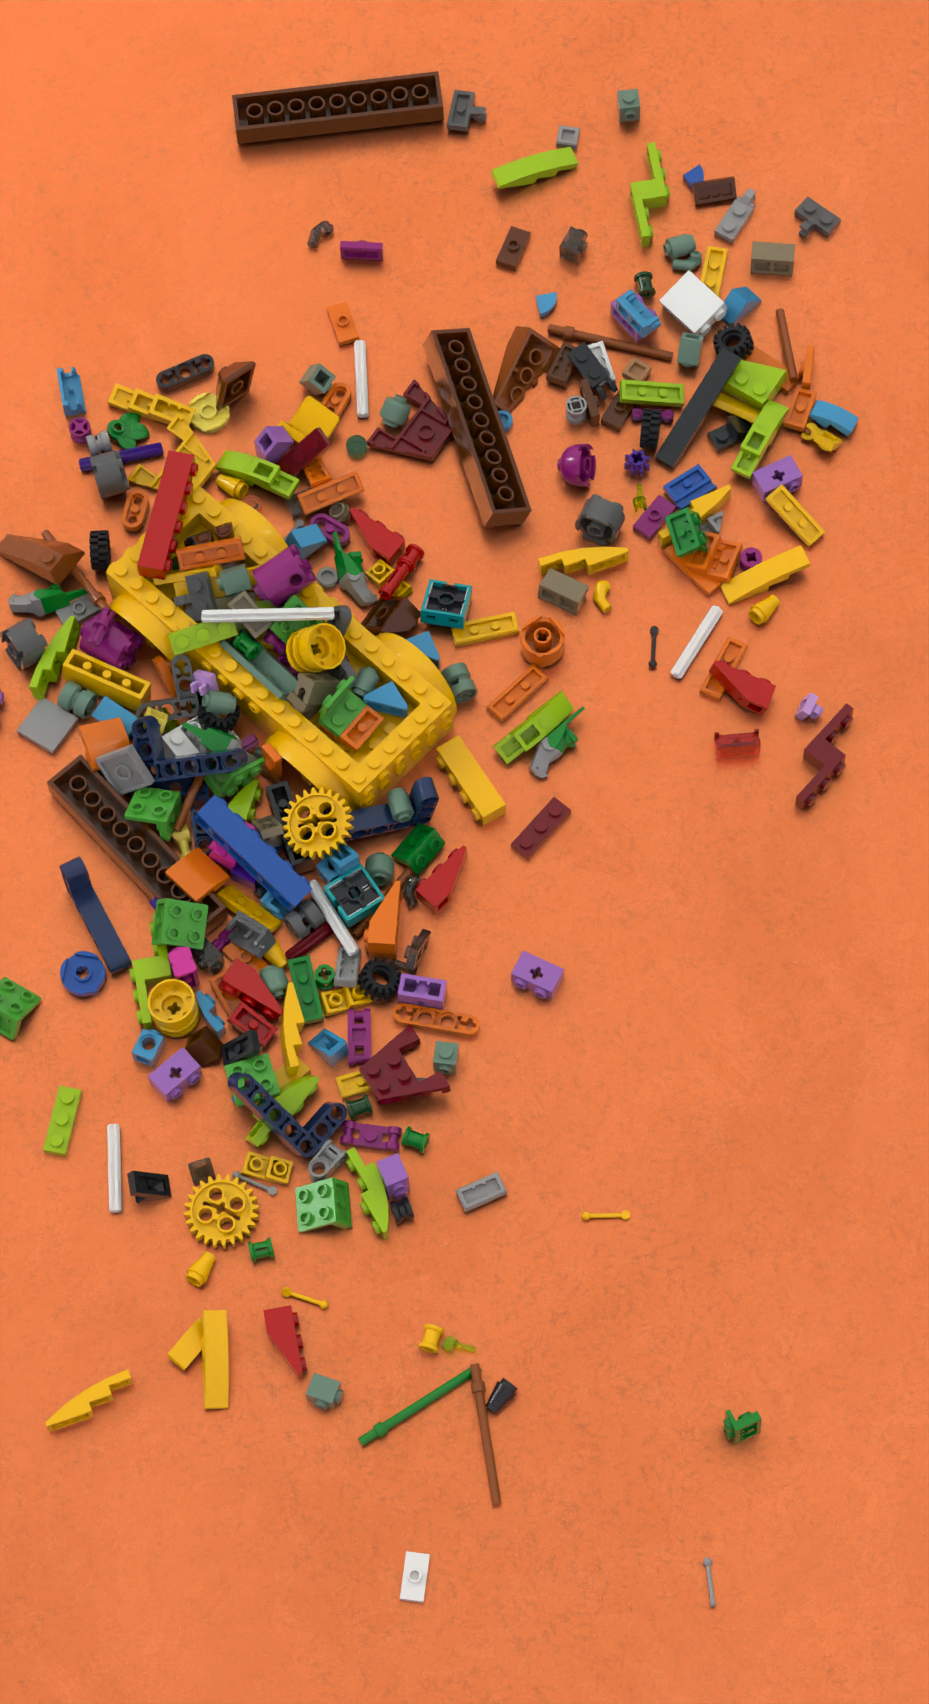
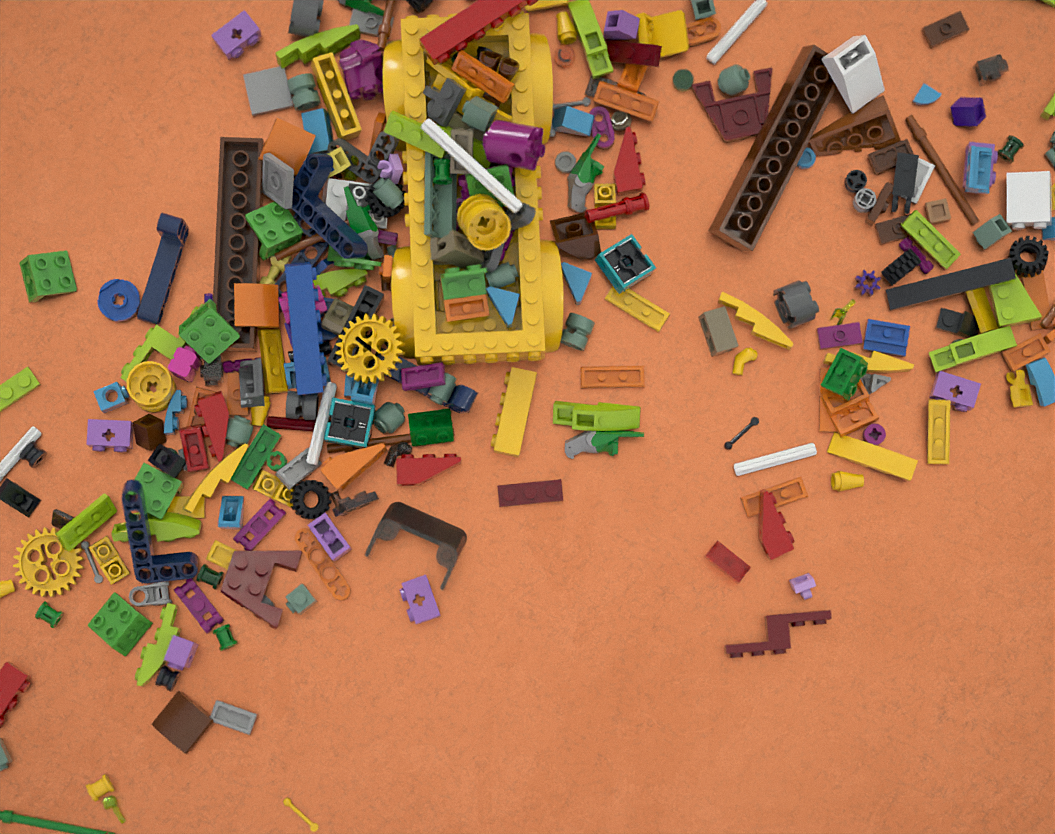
camera: 40 degrees right, 15 degrees up
(129, 1144) = (33, 454): none -> black wheel
(222, 1151) = (86, 522): none -> lime plate
(286, 1292) = (39, 661): yellow hinge -> none
(378, 807) = (423, 376): none -> magenta plate
(446, 1230) = (182, 722): none -> reddish brown slope
(462, 931) = (447, 536): none -> clear smoke windscreen
(479, 323) = (855, 72): none -> white slope
(542, 641) = (673, 347): orange brick -> none
(557, 398) = (857, 177): none -> black wheel
(577, 465) = (822, 245): magenta cylinder -> none
(587, 286) = (968, 111): none -> dark purple panel

